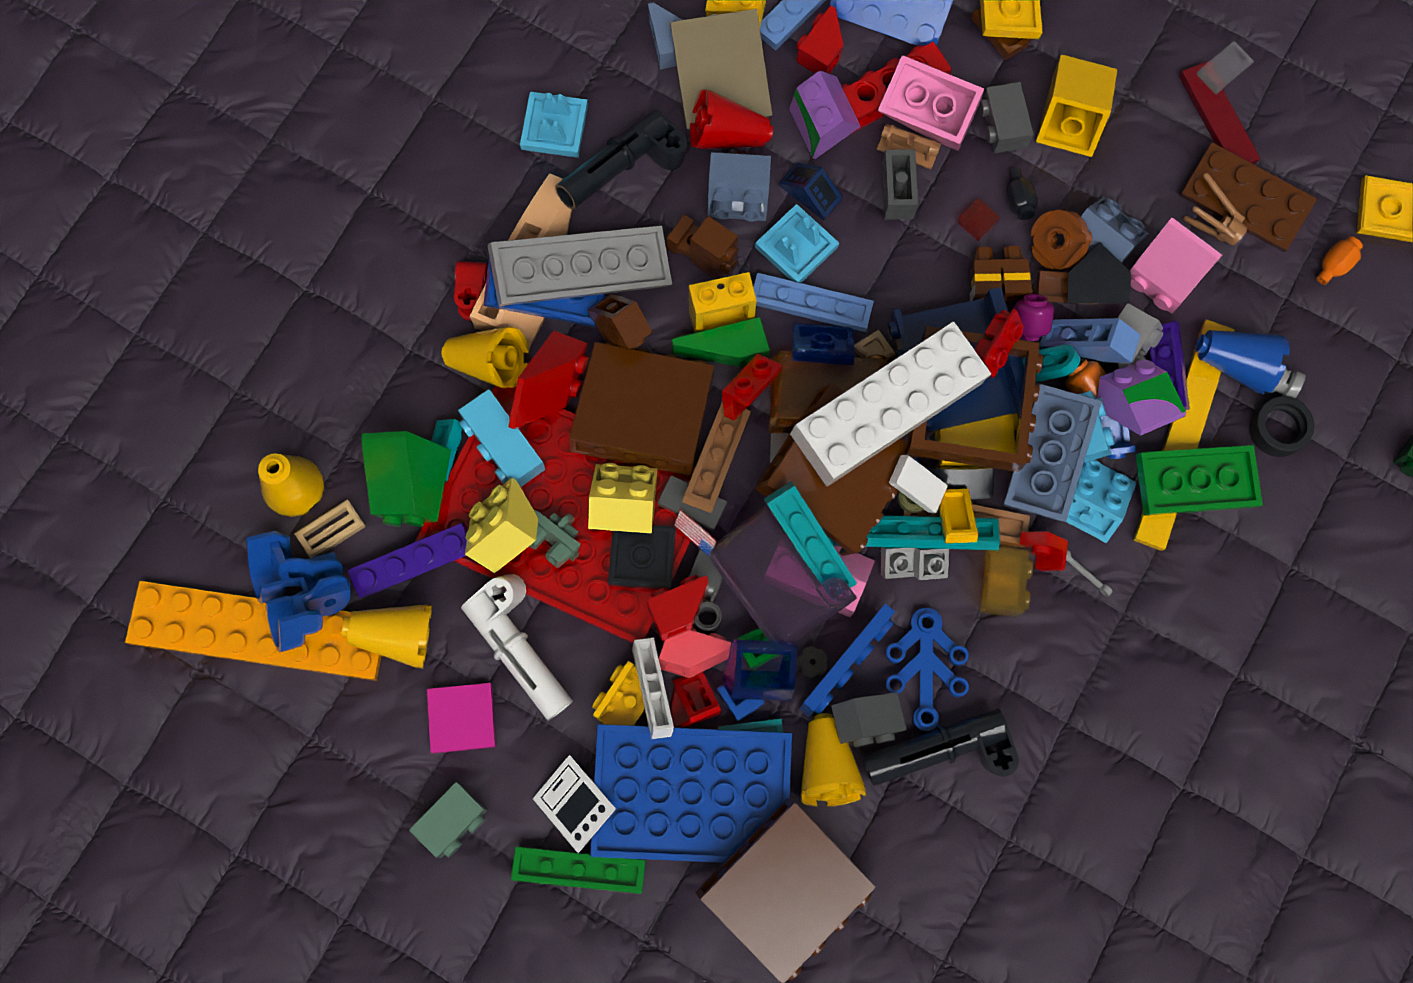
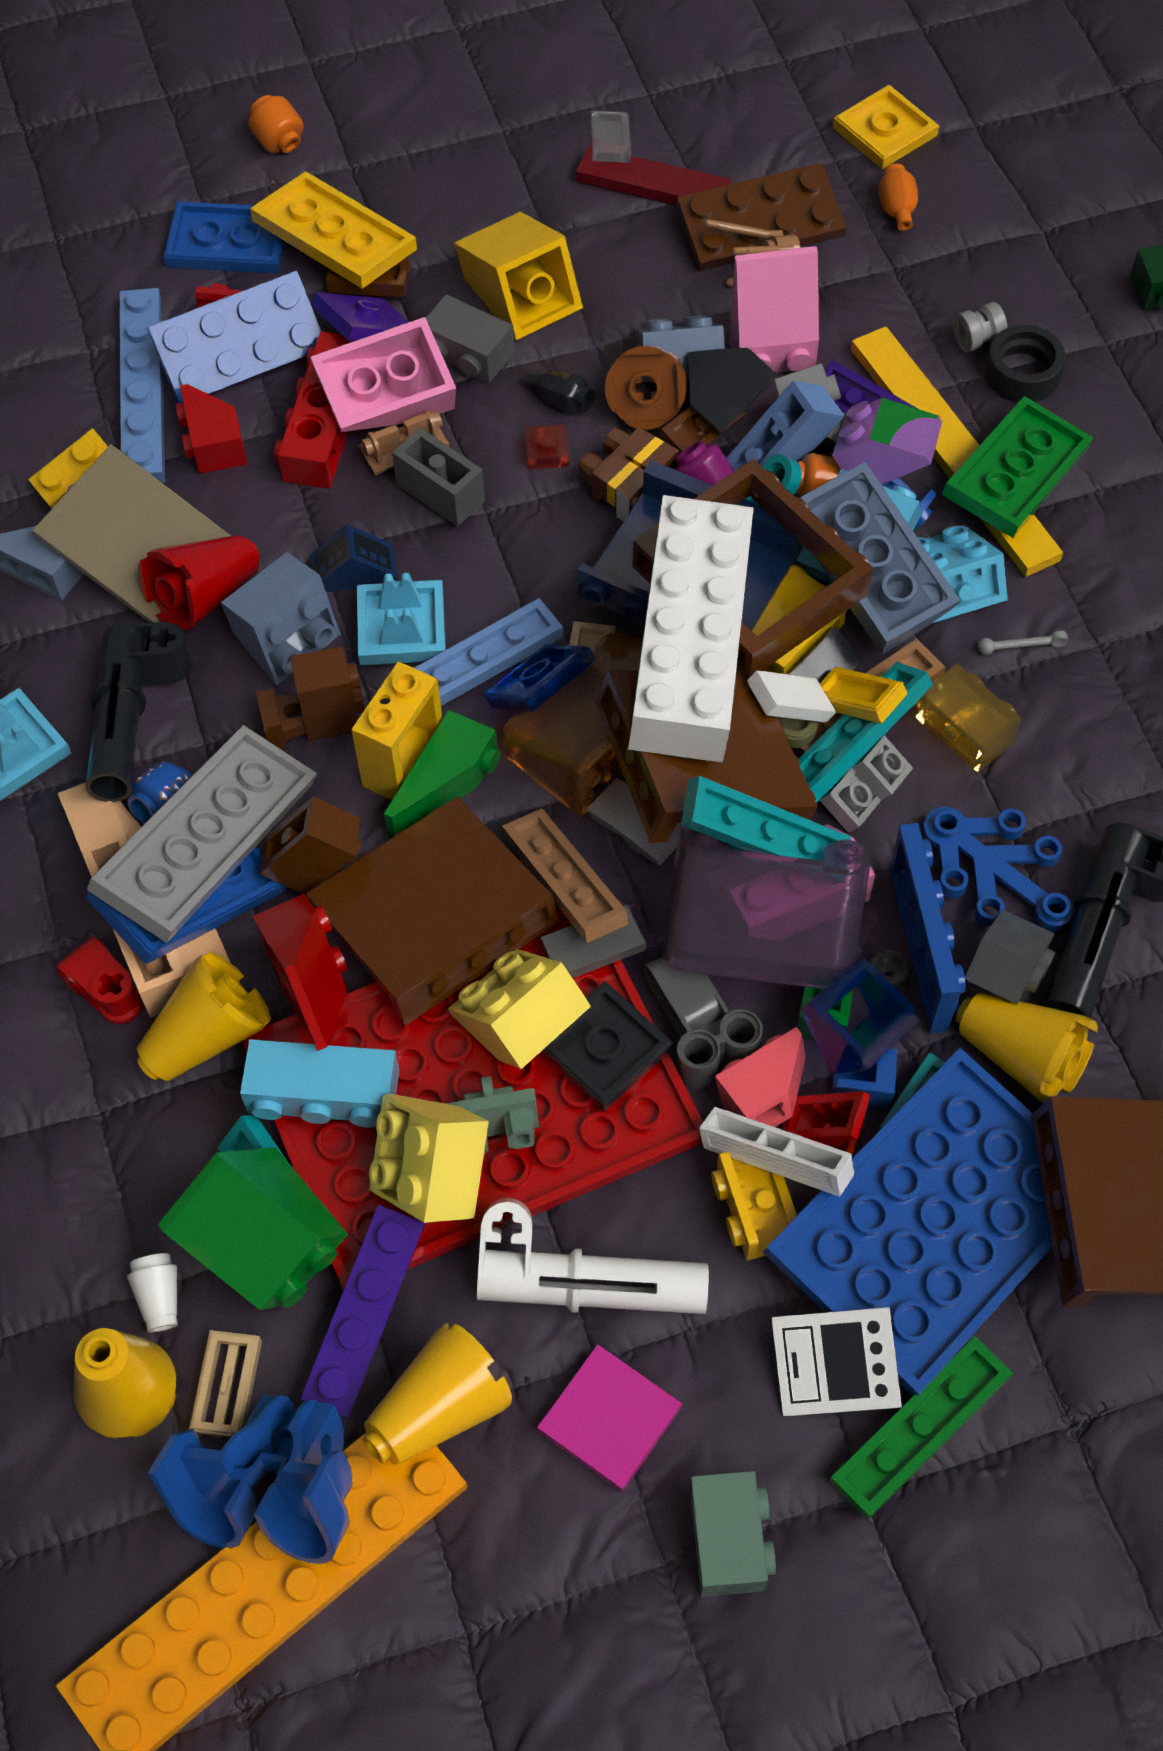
camera: 45 degrees left, 15 degrees down
(343, 458) = (155, 1290): none -> white cone
(591, 218) = (155, 788): none -> blue head
(677, 608) = (708, 1046): red slope -> none
(695, 532) = (632, 963): sticker -> none
(749, 385) = (517, 776): red bracket -> none
(822, 113) = (286, 484): medium lavender slope -> none
(964, 54) = (357, 315): none -> dark purple plate
(1005, 330) = (712, 473): red hinge -> none
(1048, 548) = (969, 648): red bracket -> none
(1245, 357) = (931, 329): blue cone -> none

